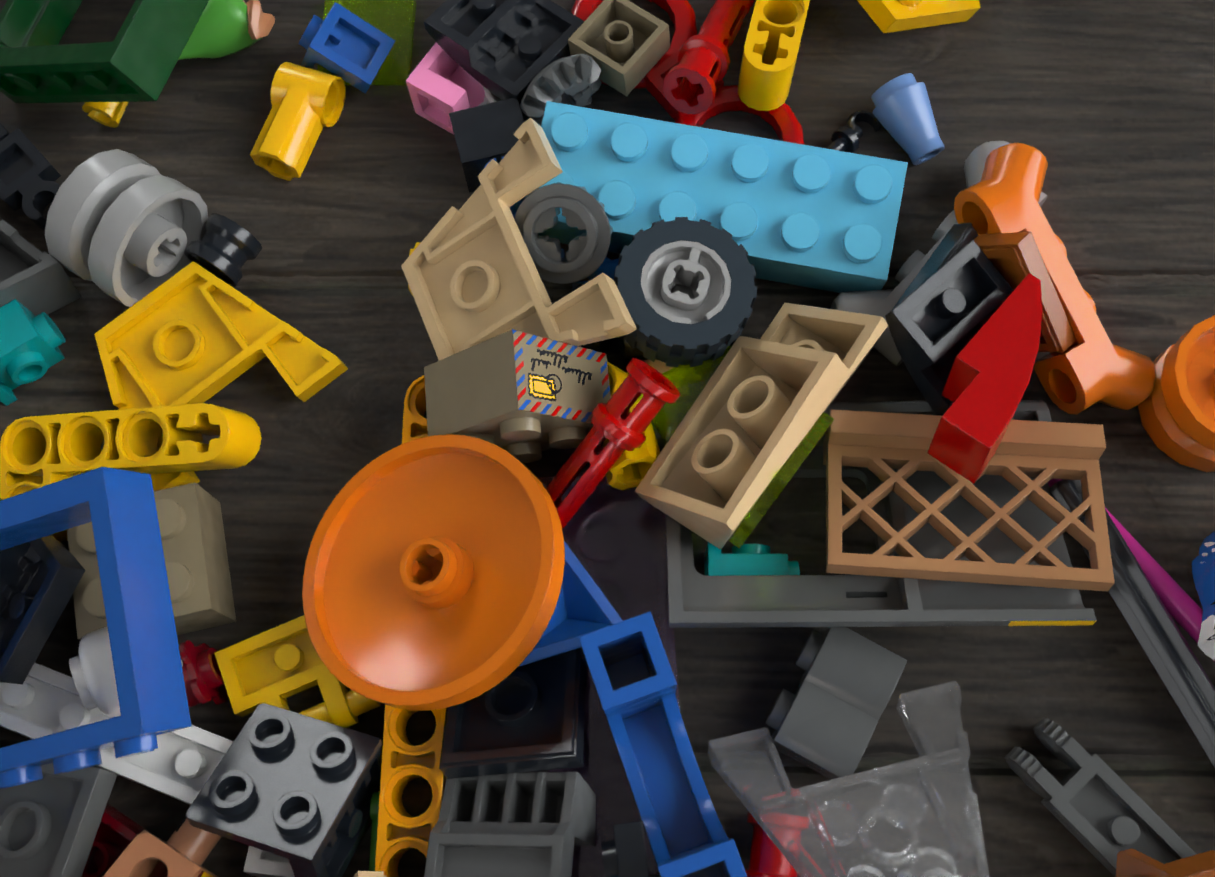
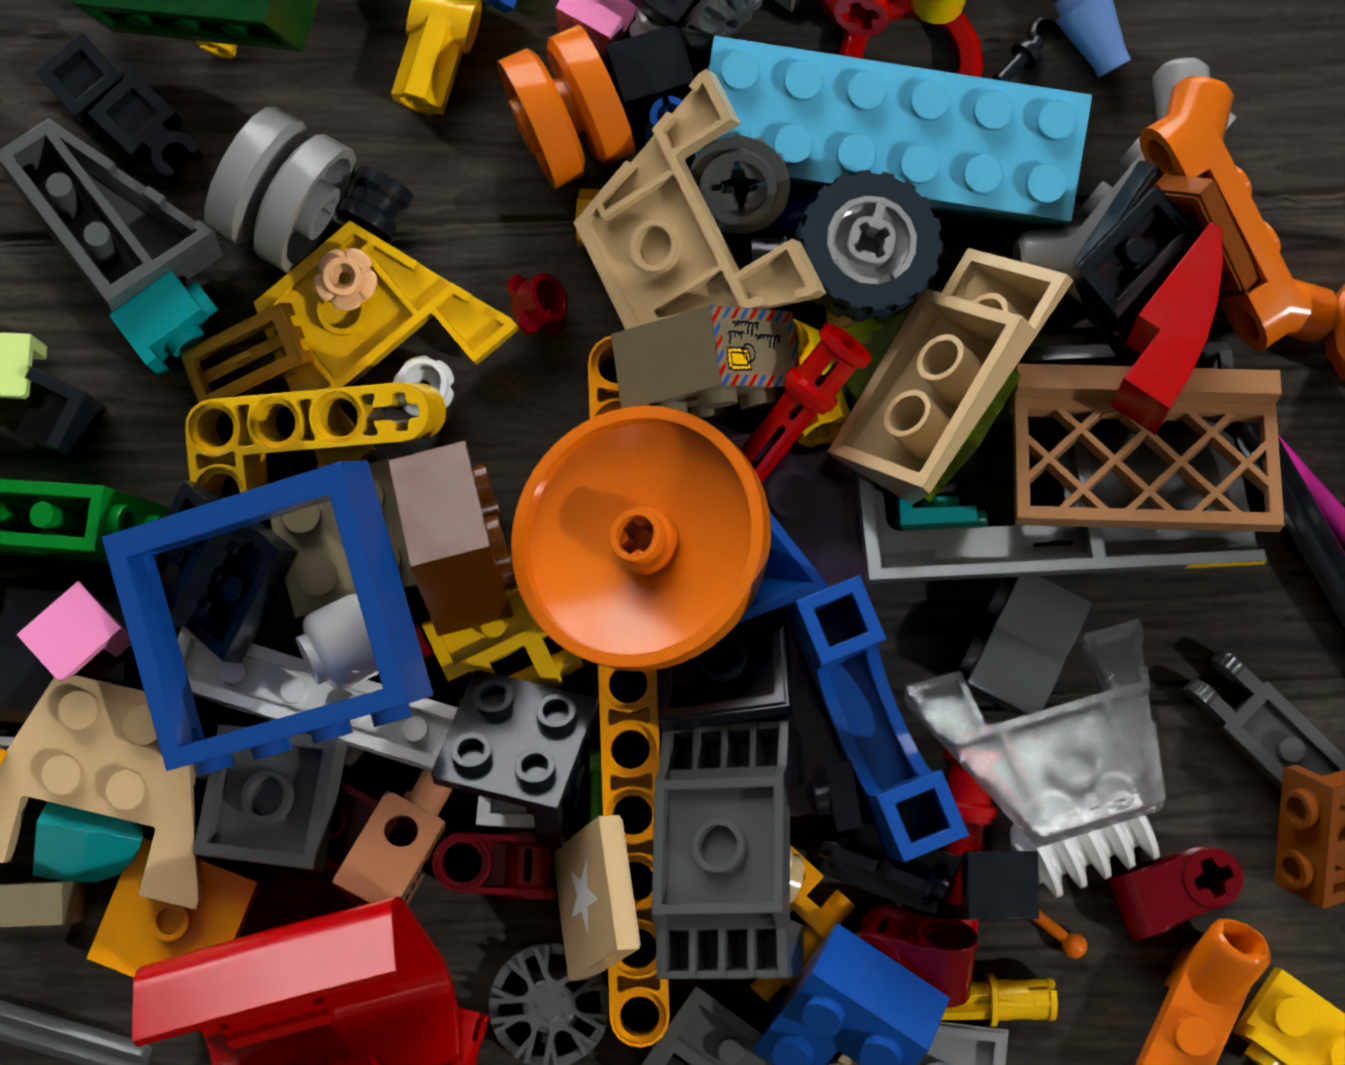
camera: 10 degrees left, 10 degrees up
(87, 393) = (287, 339): none -> pearl gold tile
(192, 319) = (362, 282): none -> light nougat plate
(242, 564) = (454, 537): none -> brick
(264, 408) = (426, 369): none -> white plate
(367, 345) = (538, 303): none -> dark red plate
(404, 164) = (572, 104): none -> orange wheel

